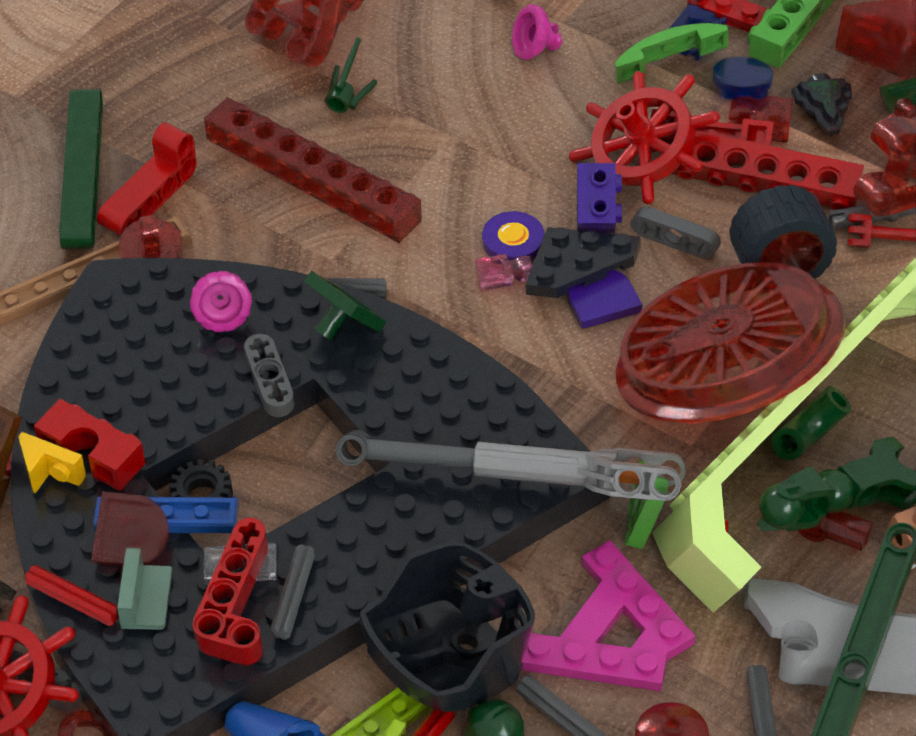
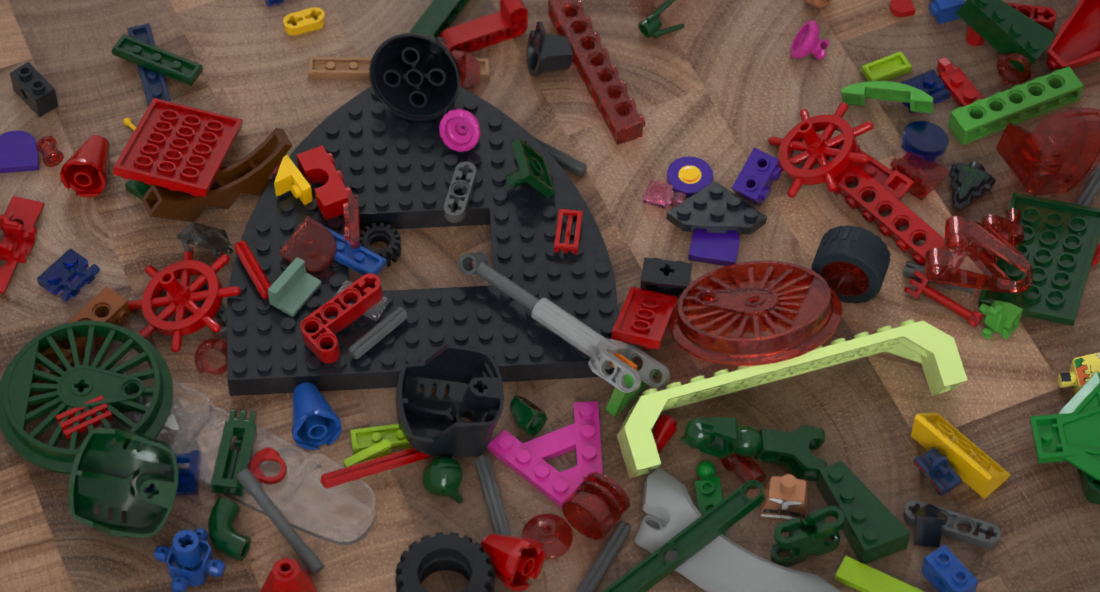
camera: 30 degrees right, 5 degrees up
(127, 260) = (415, 76): none -> black cone
(167, 471) = (352, 221): none -> clear red plate
(244, 175) = (547, 52): none -> black container
(444, 375) = (566, 246): none -> red tile
(546, 600) = (527, 415): none -> dark green rock
(579, 360) = (665, 276): none -> black brick
(599, 413) = (644, 318): none -> red plate
(636, 25) = (887, 68): none -> lime tile
(648, 224) = (794, 225): dark grey beam -> none
(714, 662) = (596, 506): none -> clear red wheel
(811, 424) = (776, 394): dark green cylinder -> none
(821, 573) = (708, 489): none -> green plate

